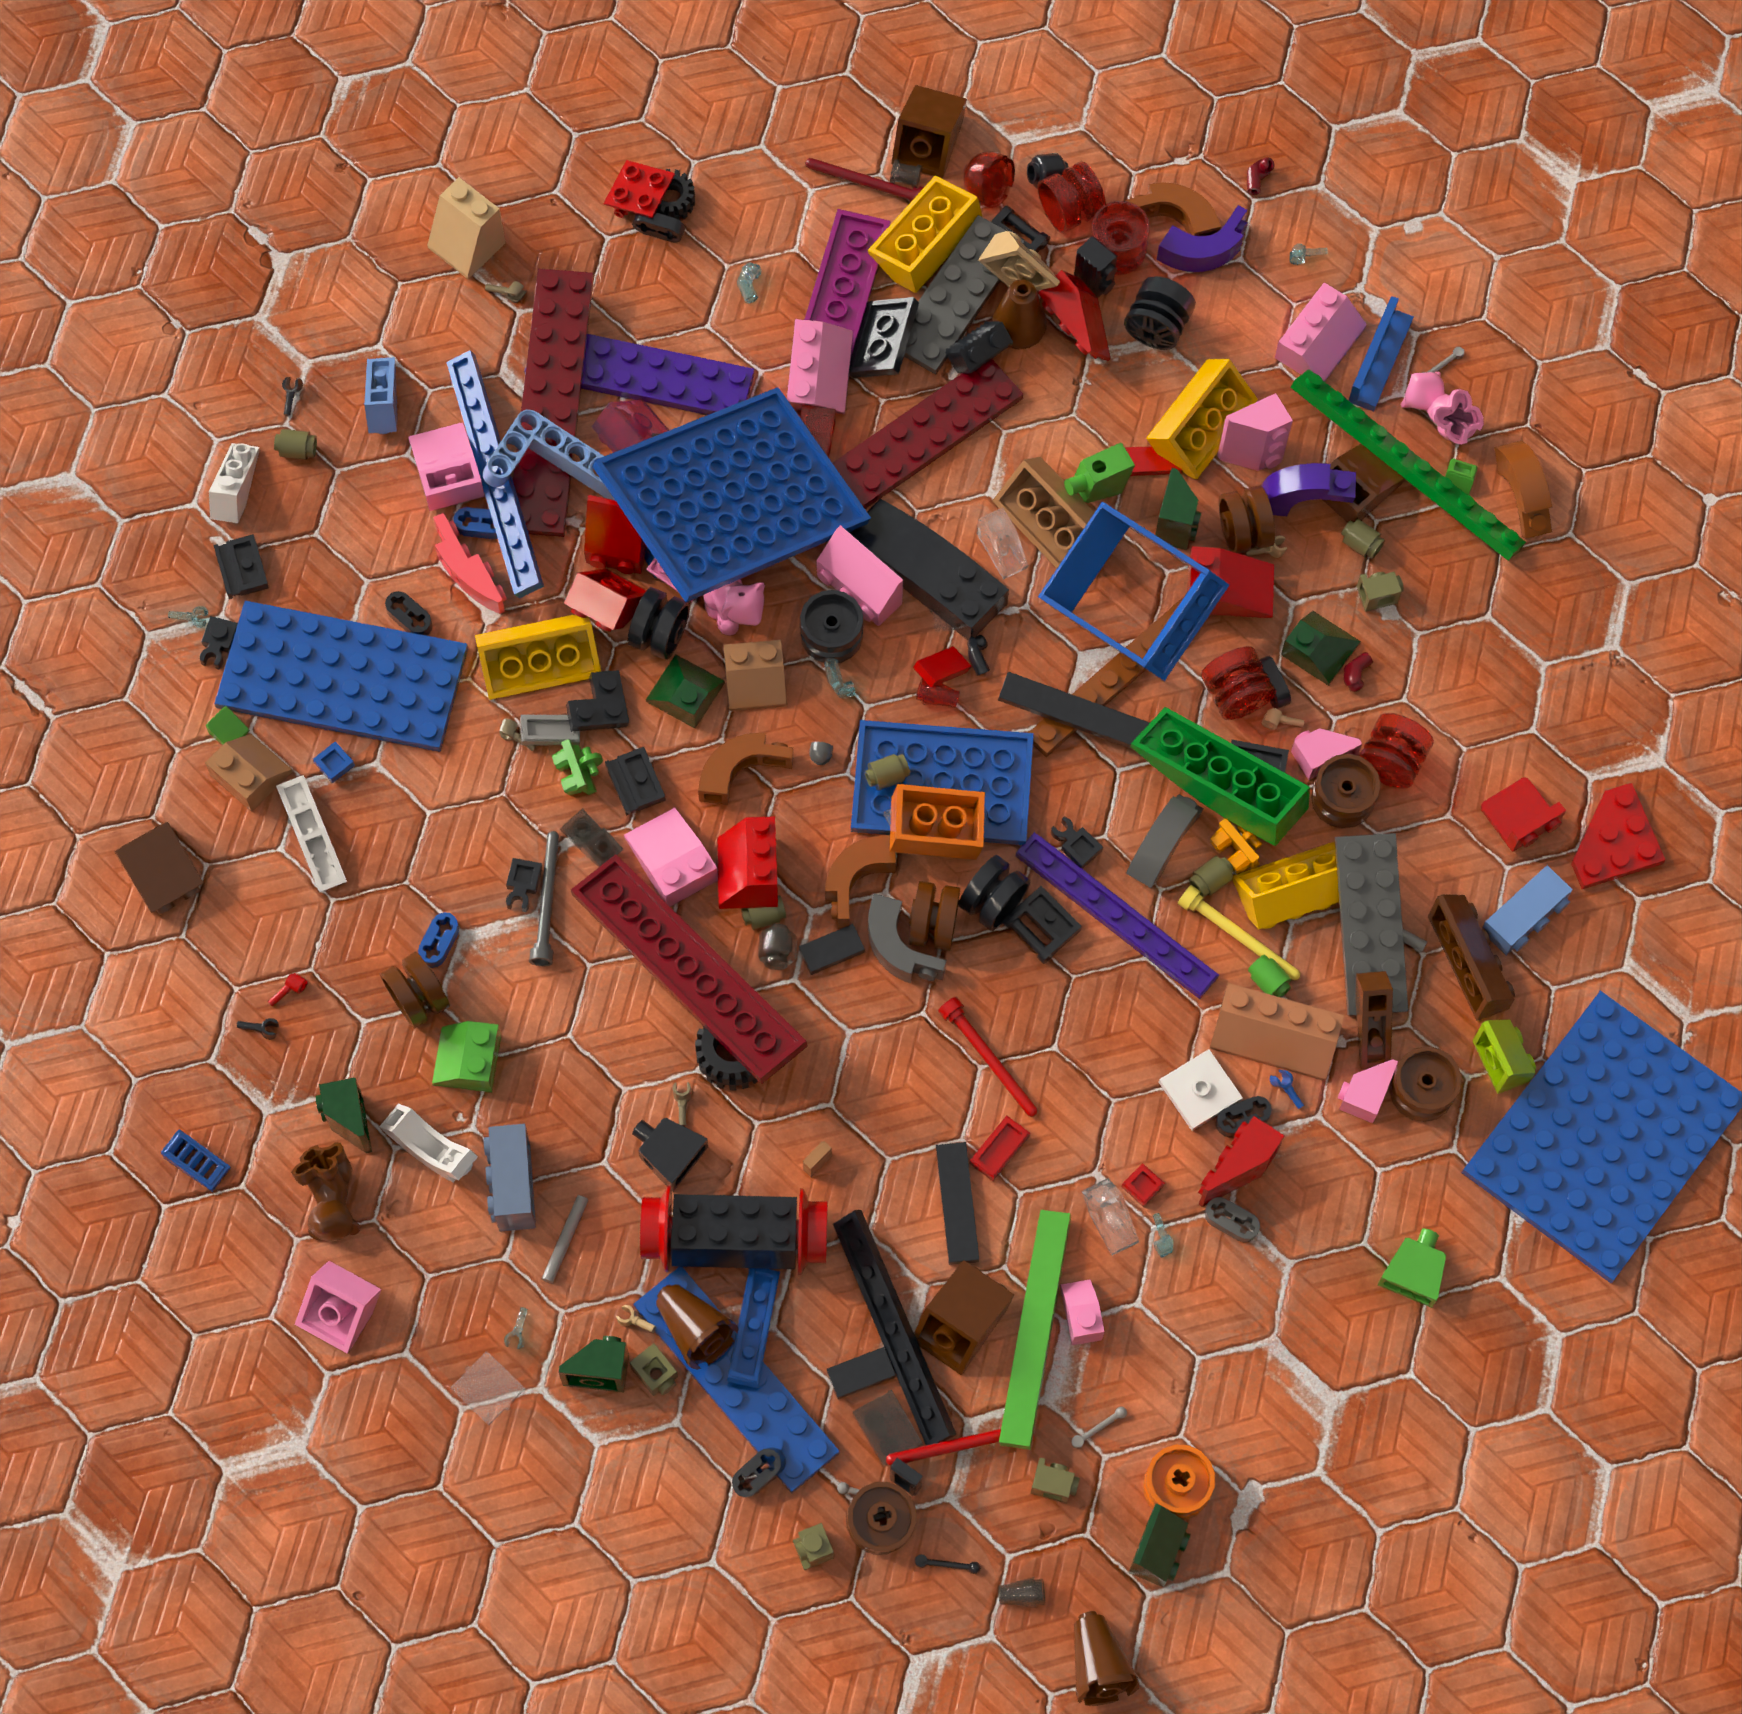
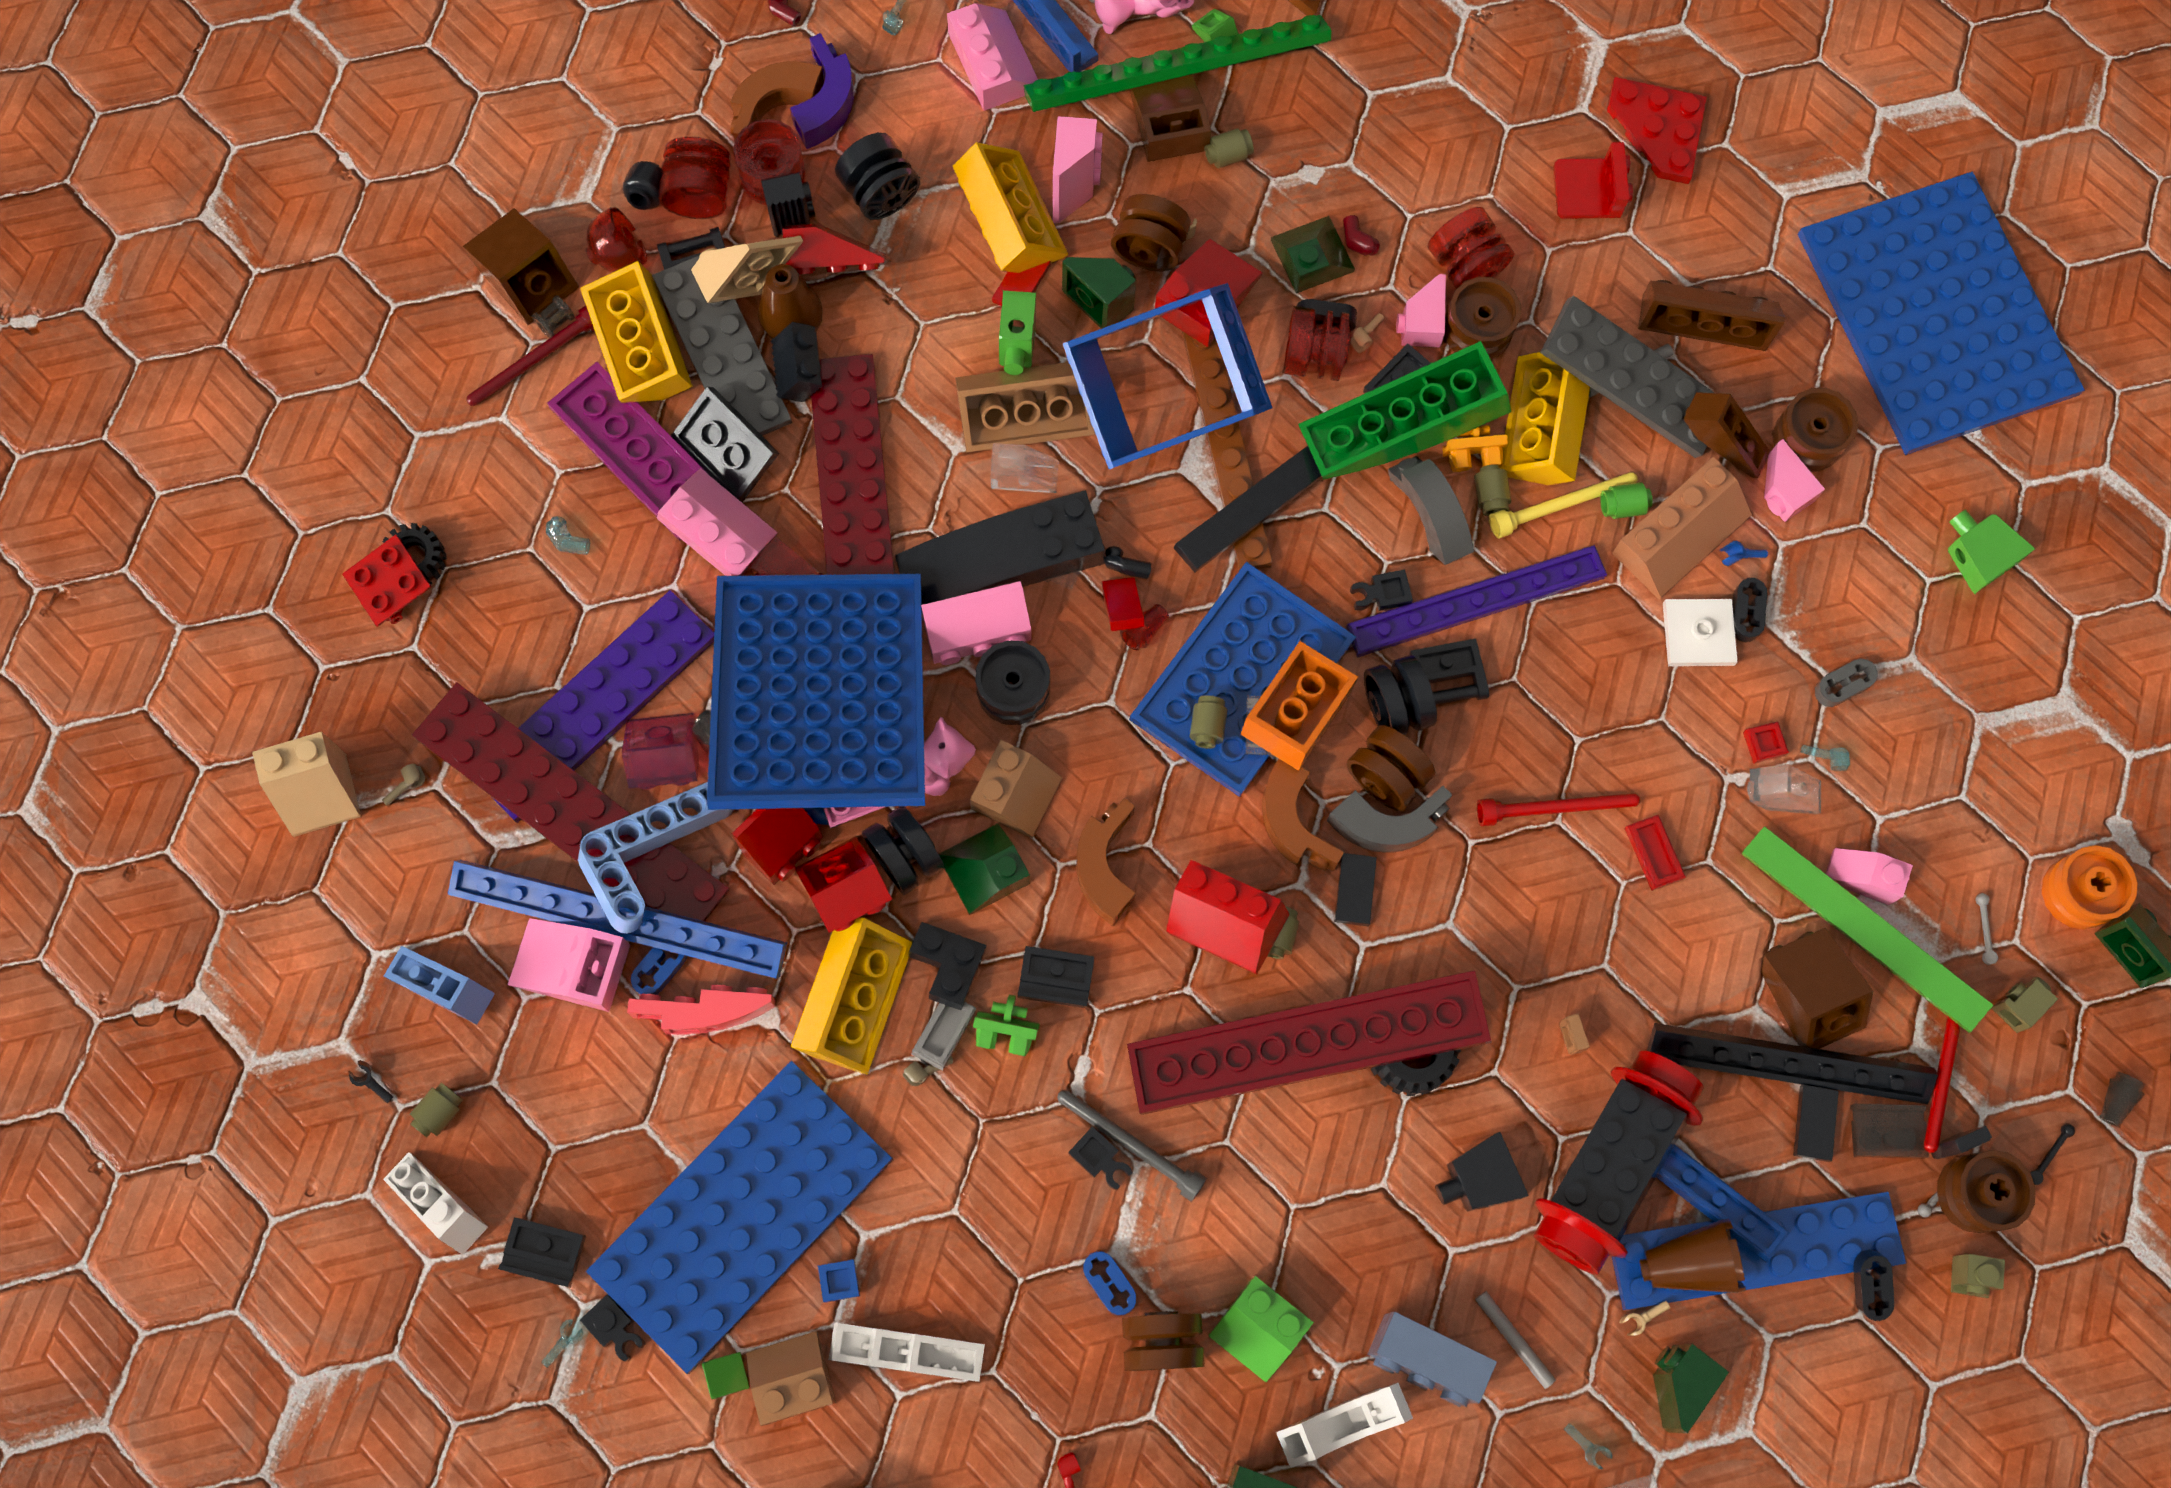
camera: 60 degrees left, 5 degrees up
(412, 610) = (713, 1094): black beam -> none
(590, 838) = (1091, 1059): clear smoke slope -> none
(651, 1360) = (1726, 1323): olive brick -> none
(660, 226) = (443, 586): black beam -> none
(672, 857) = (1161, 988): bright pink slope -> none
(682, 1099) = (1434, 1134): dark tan hand -> none
(777, 947) = (1327, 940): clear smoke head -> none
(820, 752) = (1139, 775): dark grey hinge -> none
(835, 680) = (1066, 714): clear light blue arm -> none
(957, 1203) = (1690, 926): black tile -> none
(1246, 1161) = (1805, 634): red slope -> none
(1308, 482) = (1154, 155): dark purple arch -> none
(1379, 590) = (1290, 166): olive brick -> none
(1503, 1054) = (1823, 347): lime slope -> none
(1528, 911) = (1690, 238): medium blue brick -> none

